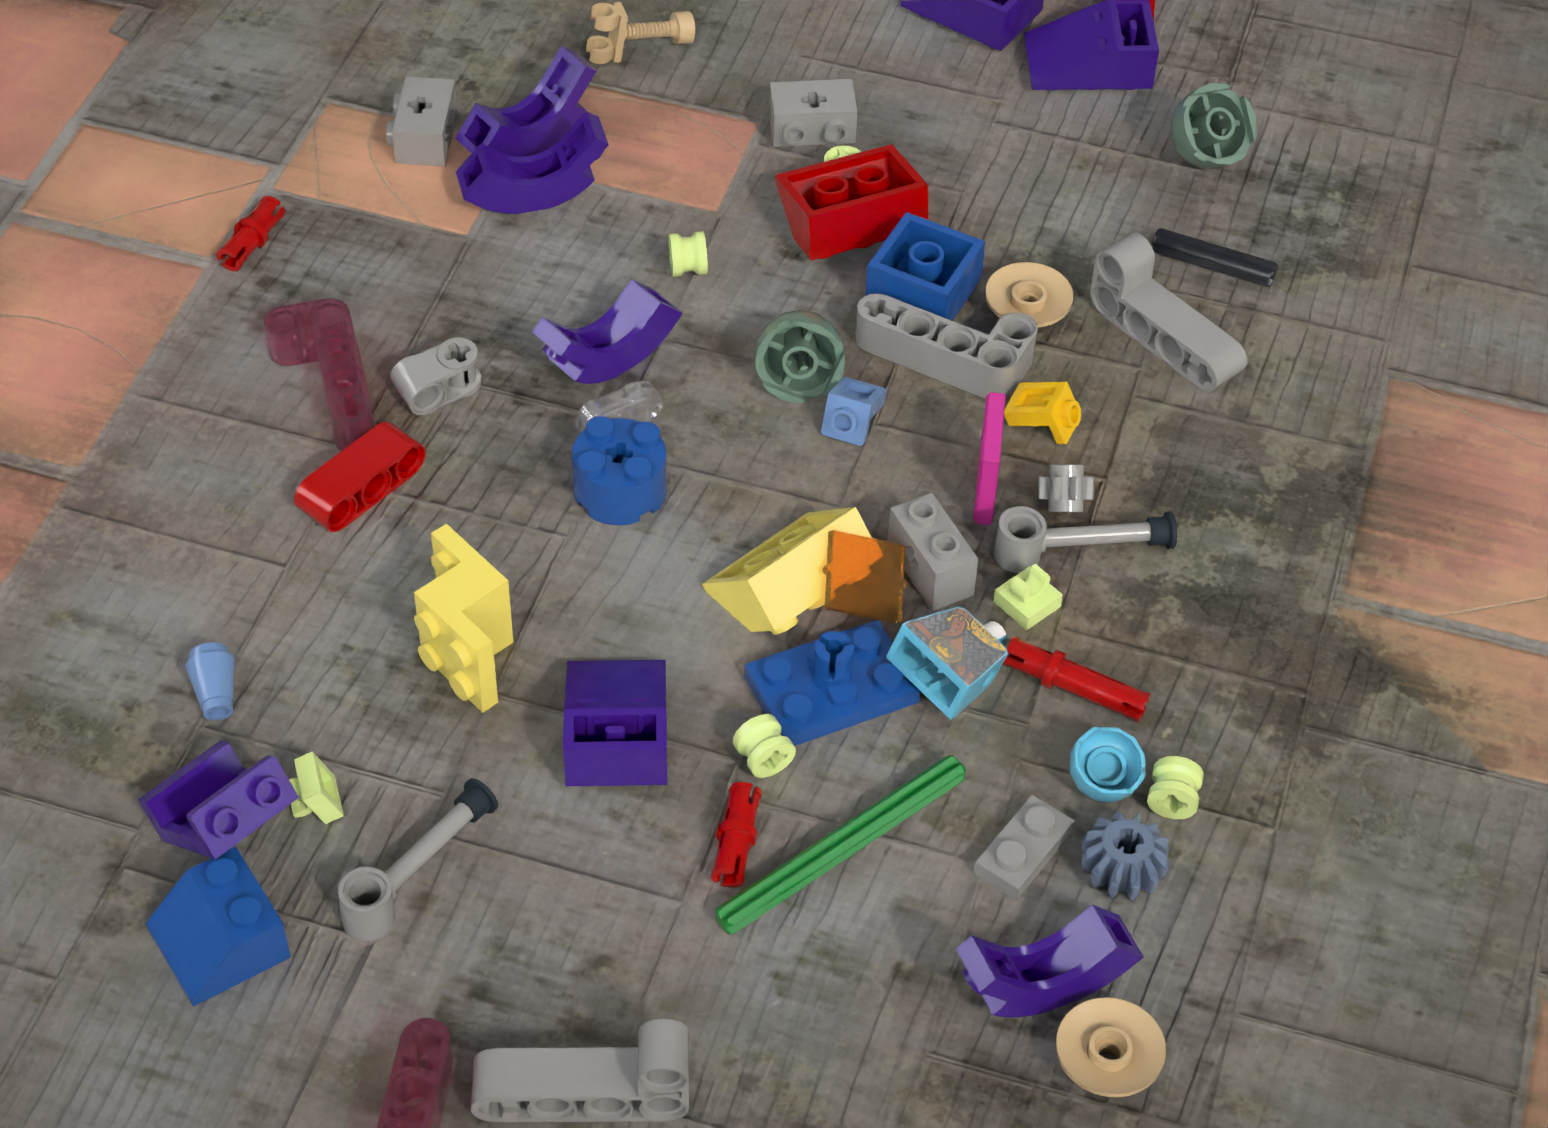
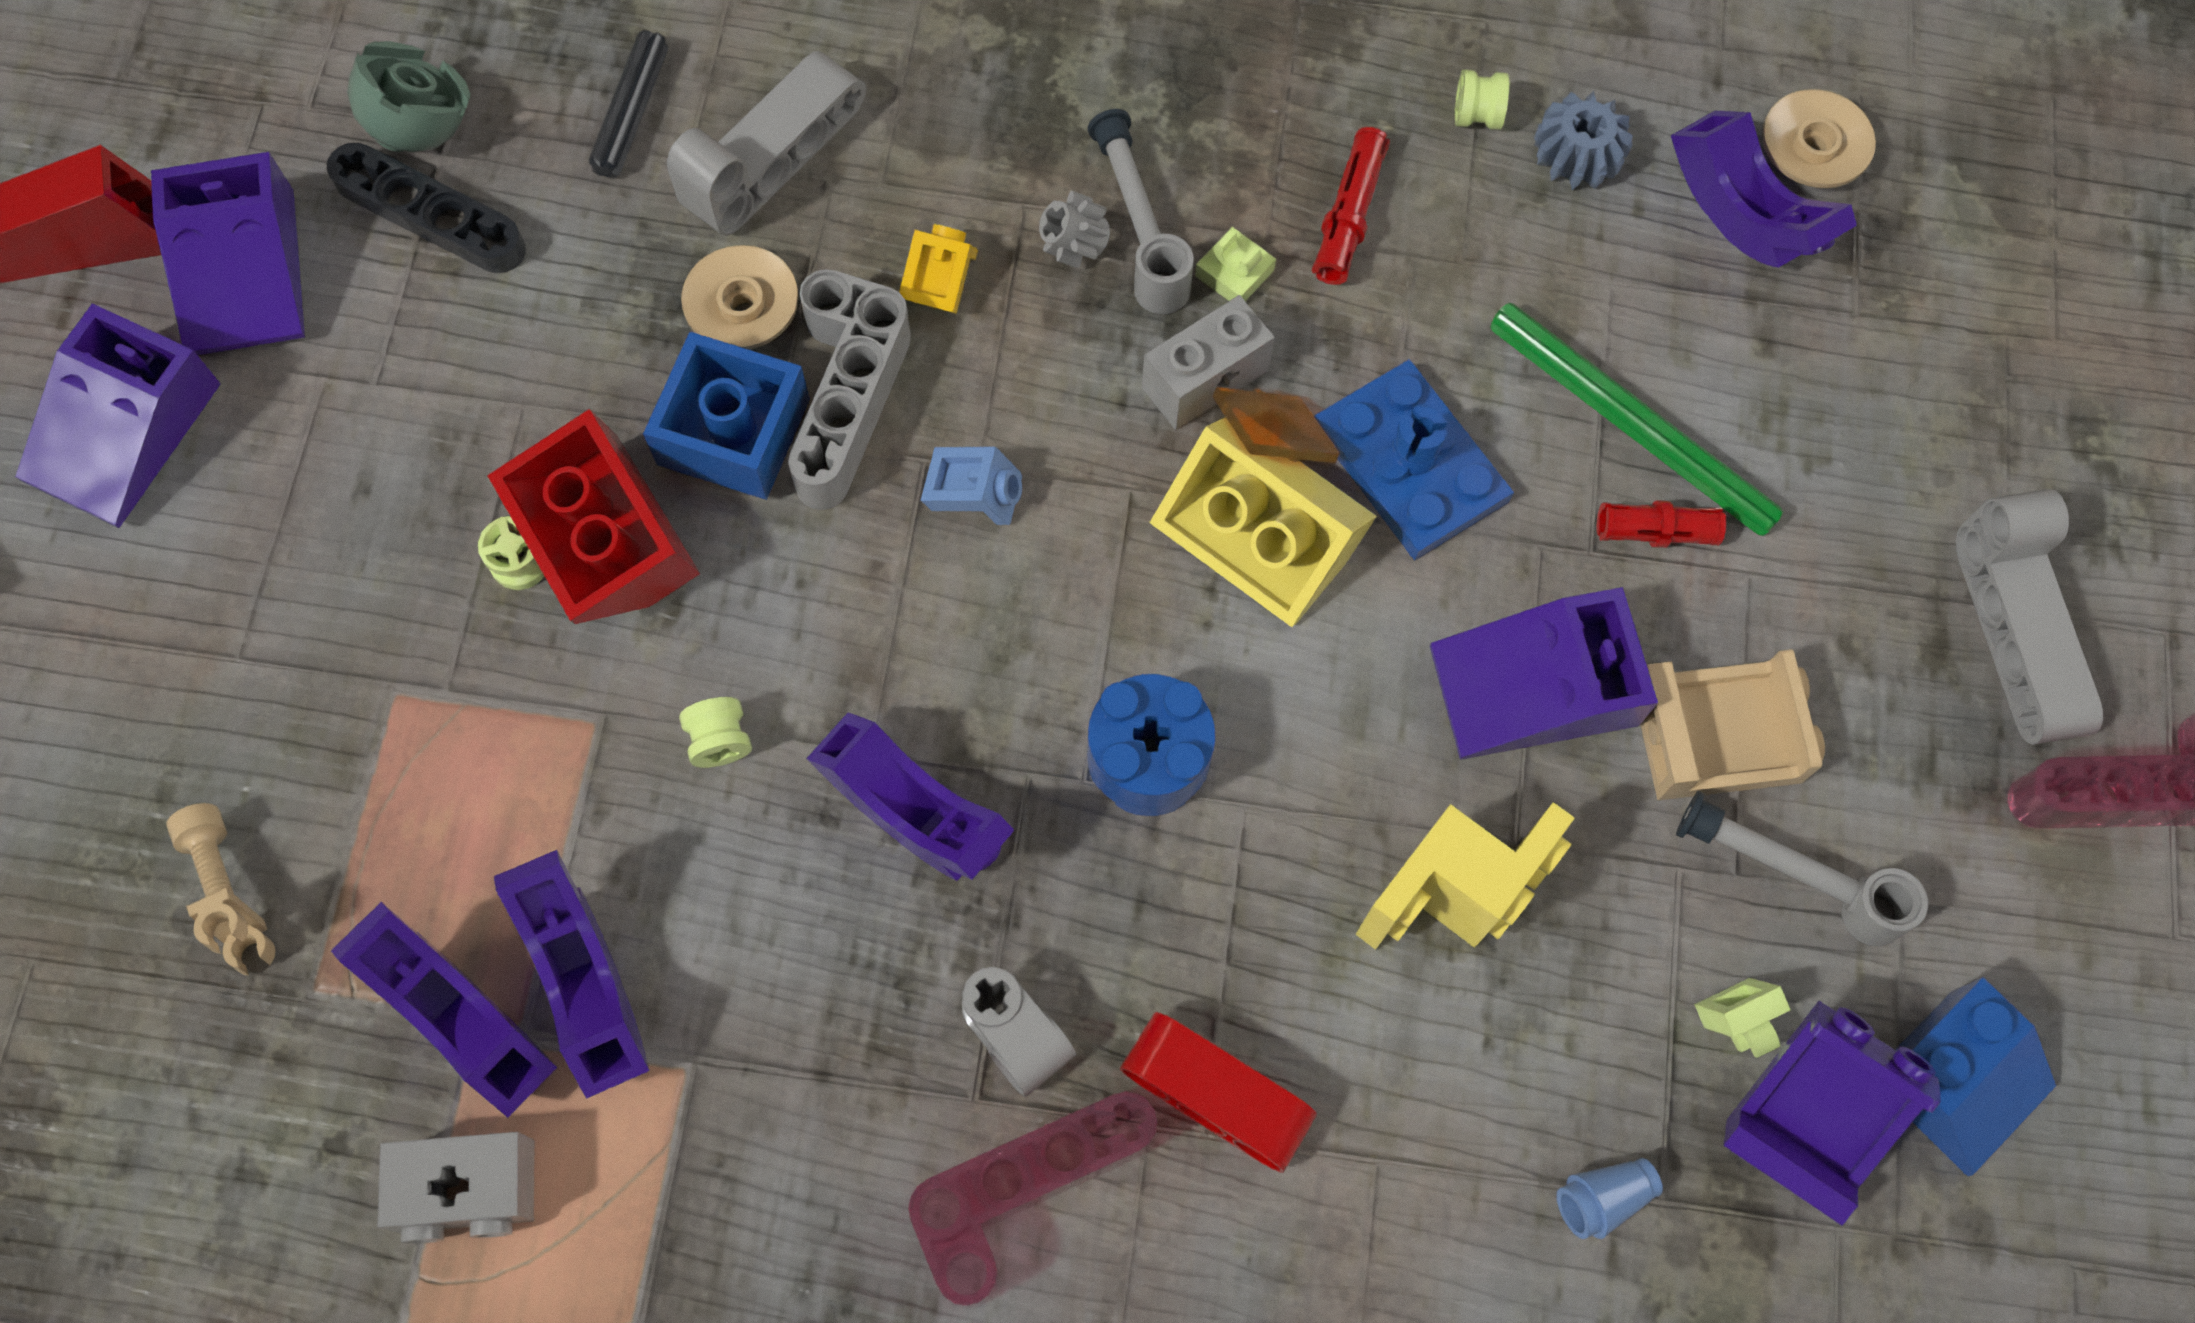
camera: 100 degrees left, 20 degrees up
(548, 834) = (1731, 728): none -> tan panel
(634, 401) = (1053, 787): clear plate -> none
(764, 746) = (1537, 509): yellowish green wheel -> none
(799, 356) = (900, 553): sand green cylinder -> none
(812, 112) = (394, 608): light grey brick -> none
(949, 657) = (1373, 319): torso -> none
(989, 458) = (1064, 301): dark pink tile -> none
(1023, 847) = (1584, 243): light grey plate -> none
(1107, 764) = (1475, 162): medium azure hair -> none
(1122, 145) = (429, 203): none -> black beam

